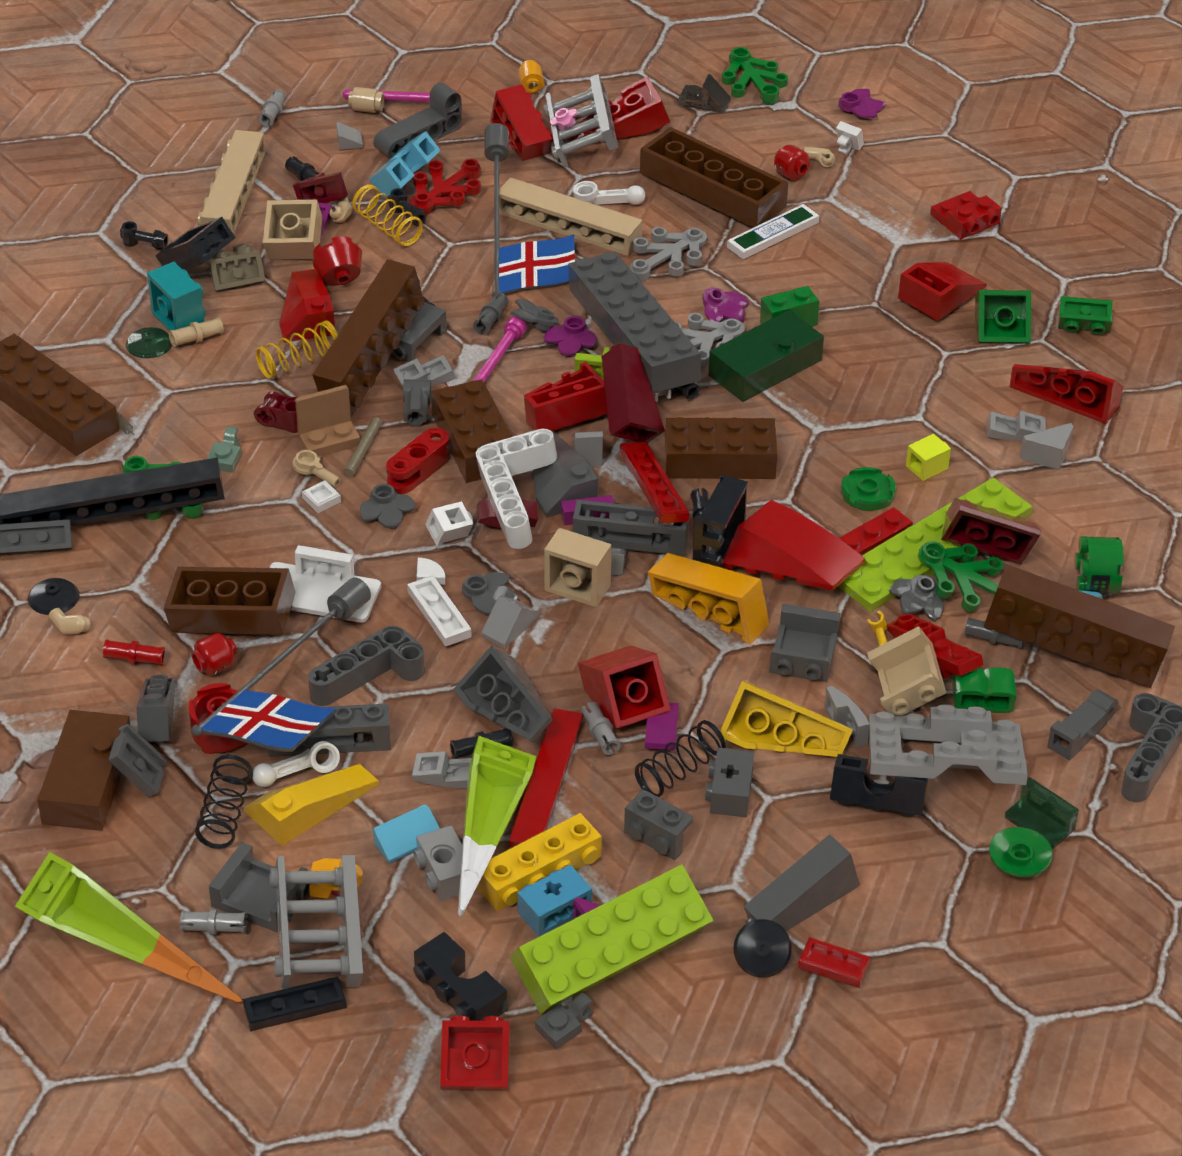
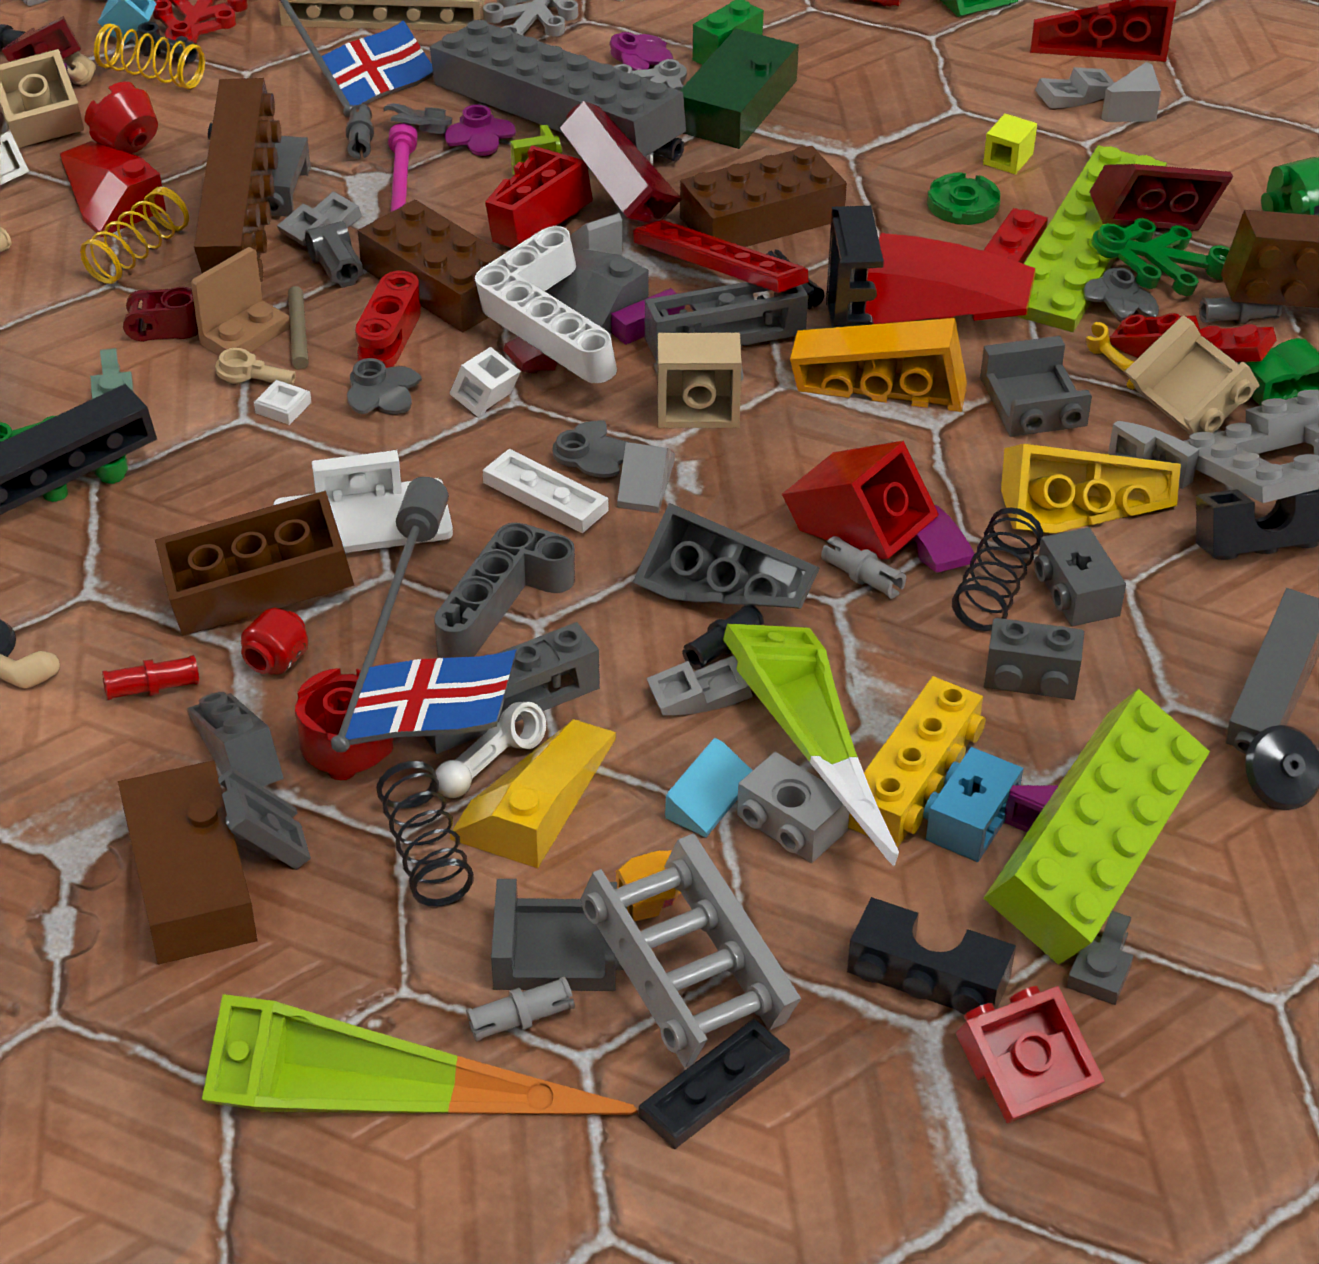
camera: 25 degrees left, 0 degrees up
(427, 568) = (492, 445): white tile -> none
(547, 776) = (855, 685): red tile -> none

